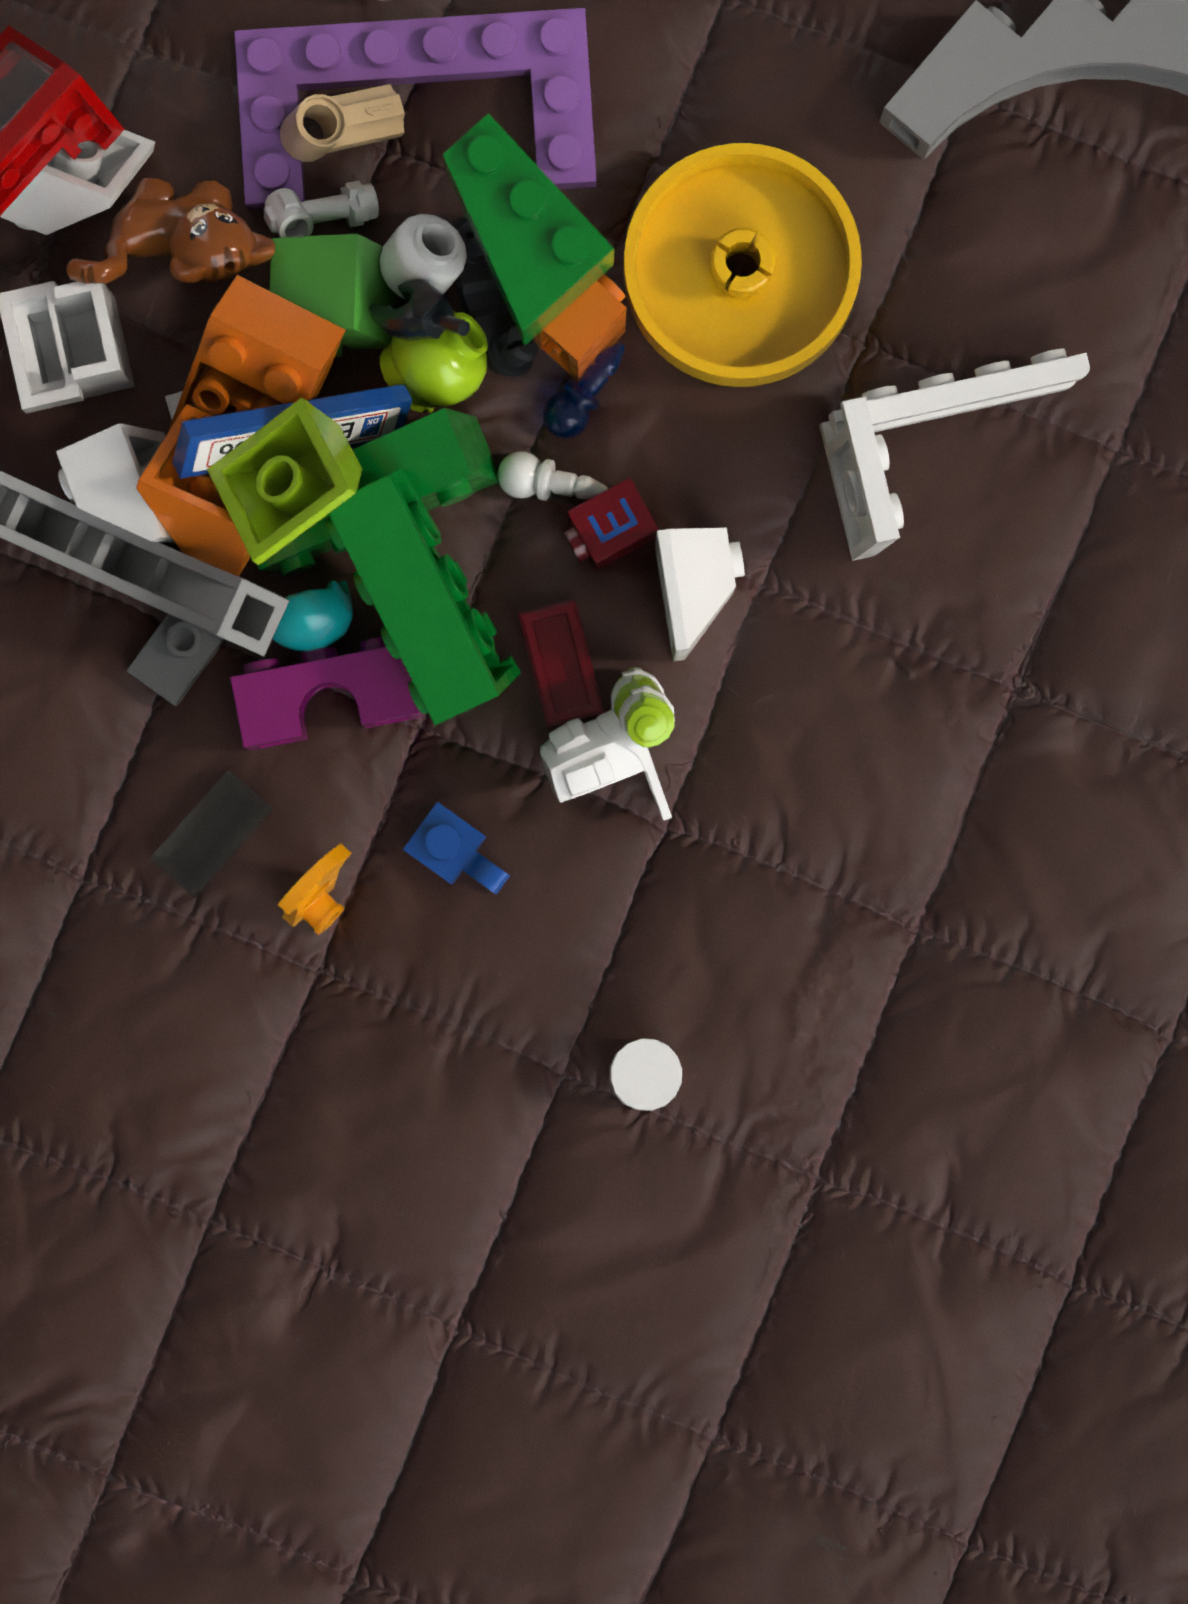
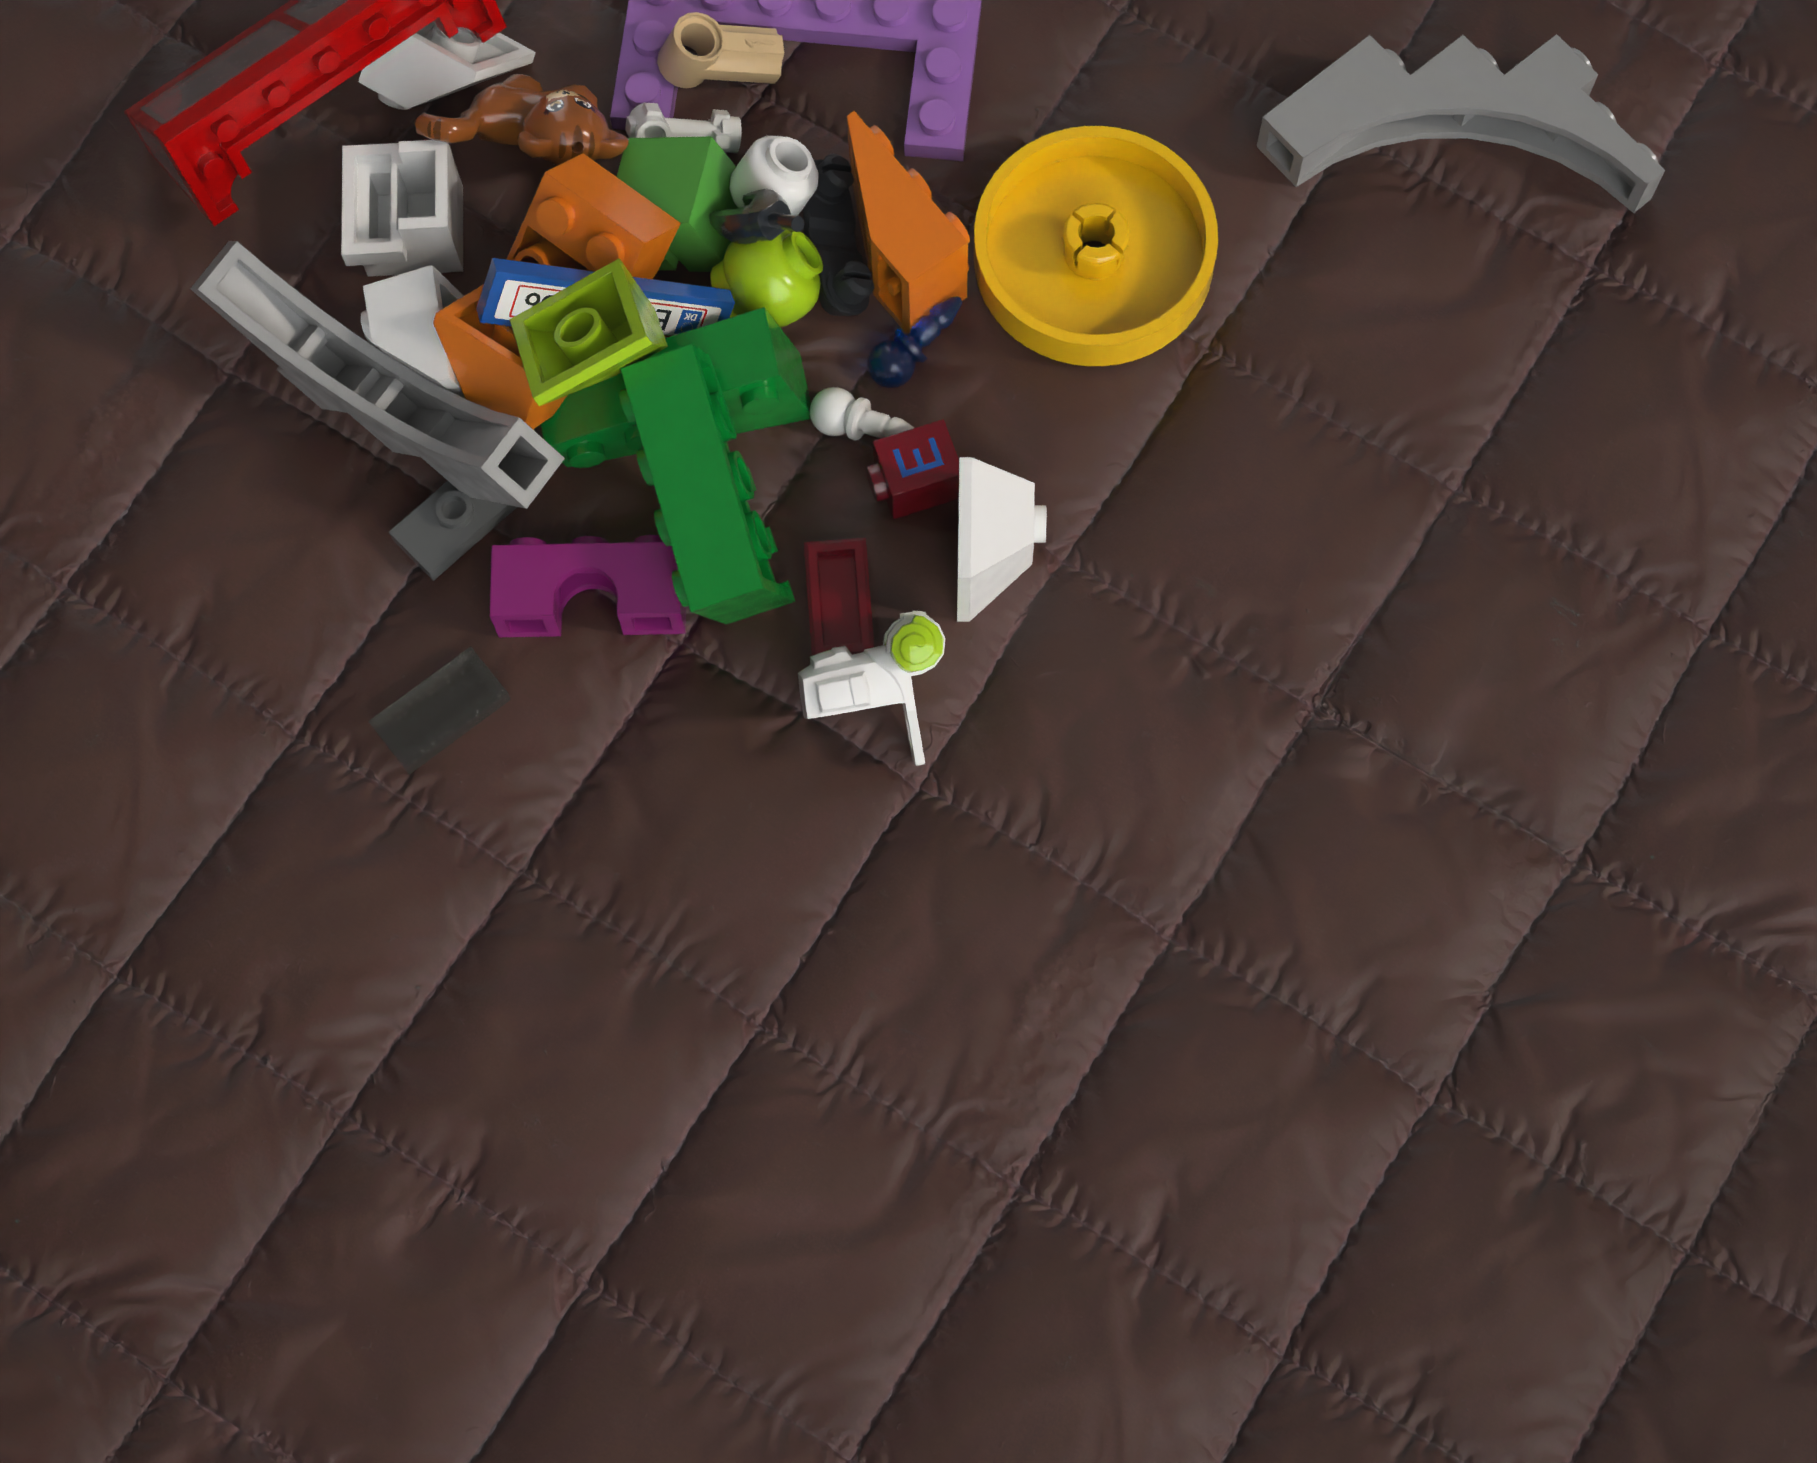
camera: 10 degrees right, 15 degrees down
(310, 895) = (529, 773): light orange piece -> none
(315, 618) = (587, 501): teal hair -> none
(451, 846) = (689, 765): blue plate -> none
(525, 226) = (881, 142): green wedge -> none
(645, 1074) = (846, 1031): white piece -> none
(860, 457) = (1277, 397): white bracket -> none

